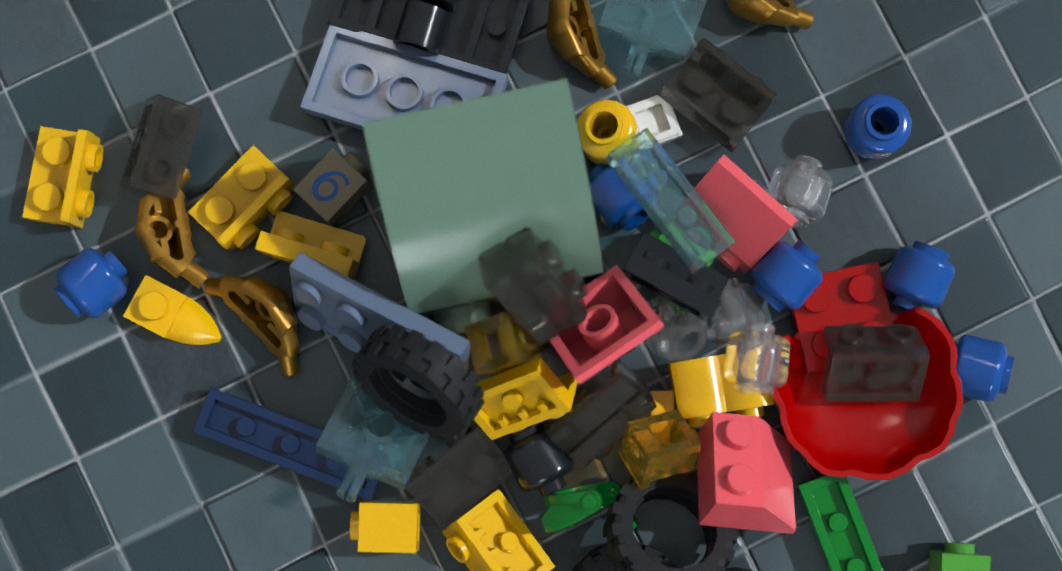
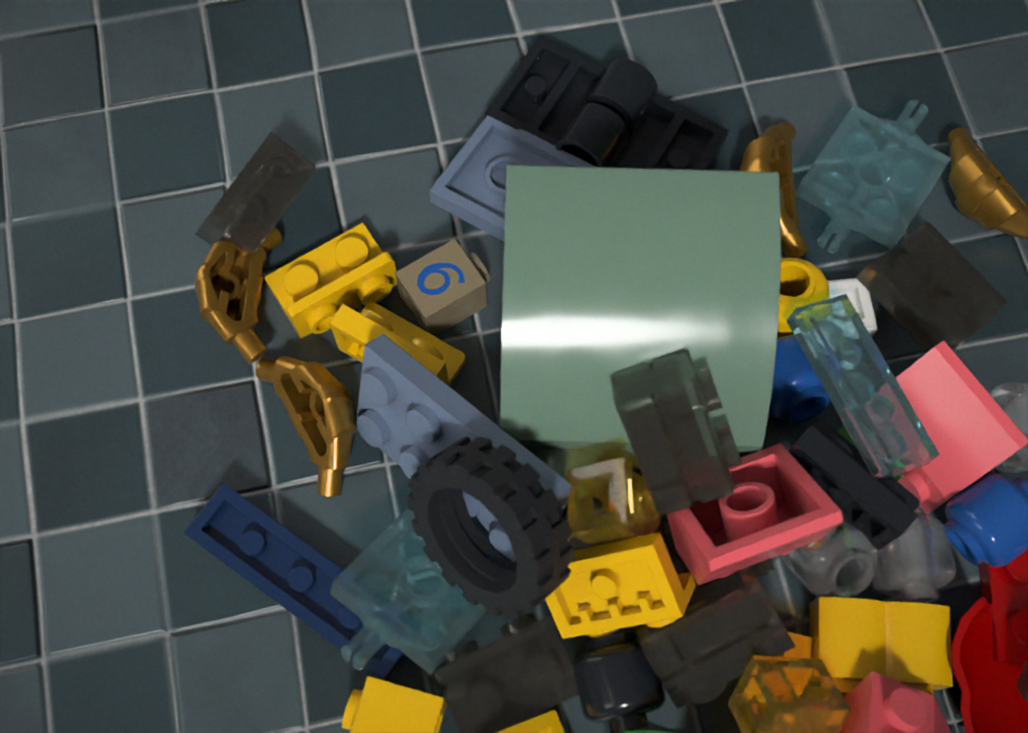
camera: 15 degrees right, 15 degrees down
(63, 177) = (135, 208): yellow bracket -> none
(91, 282) = (124, 326): blue head -> none
(171, 314) = (206, 390): yellow plate -> none
(757, 359) = (946, 615): clear head -> none

